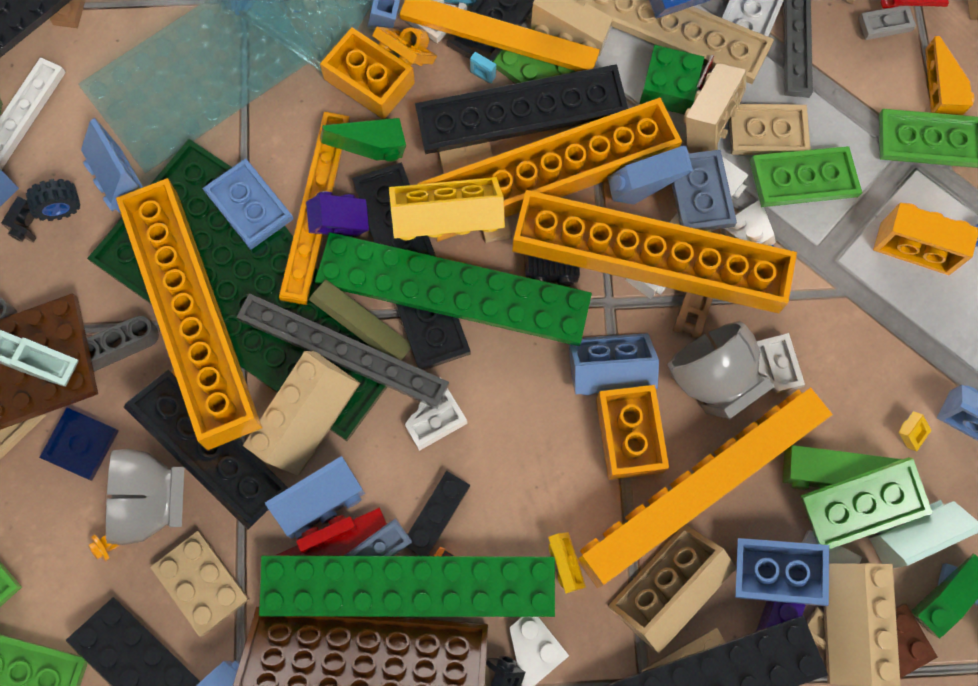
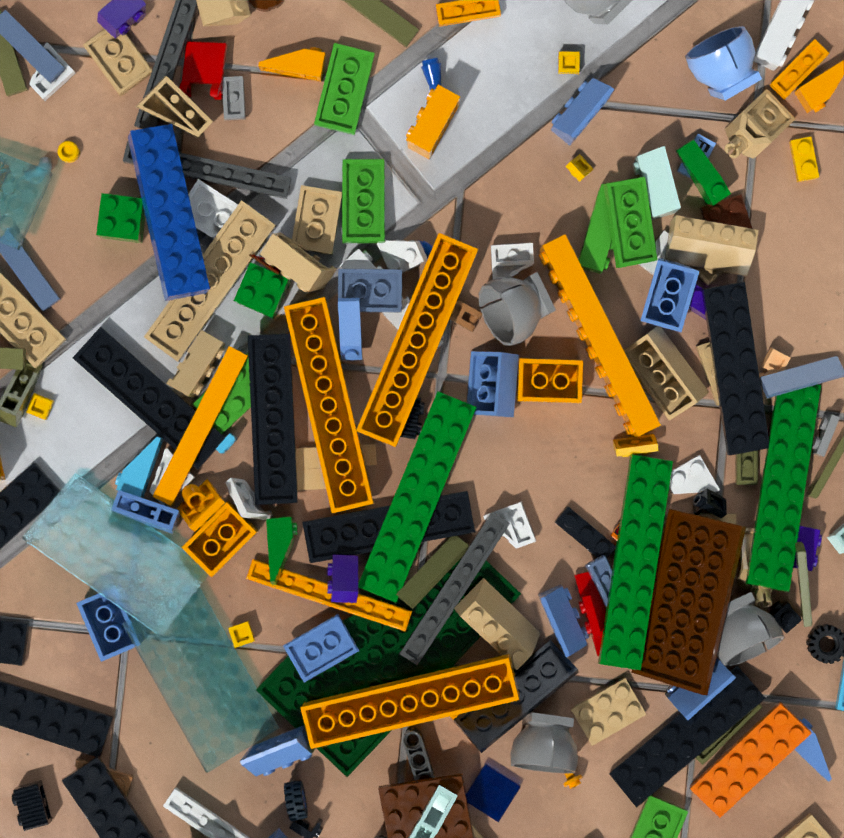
camera: 80 degrees left, 15 degrees up
(256, 116) = (241, 634): none -> yellow plate
(416, 90) = (245, 500): none -> white wing
(446, 208) = (358, 494): yellow slope -> none

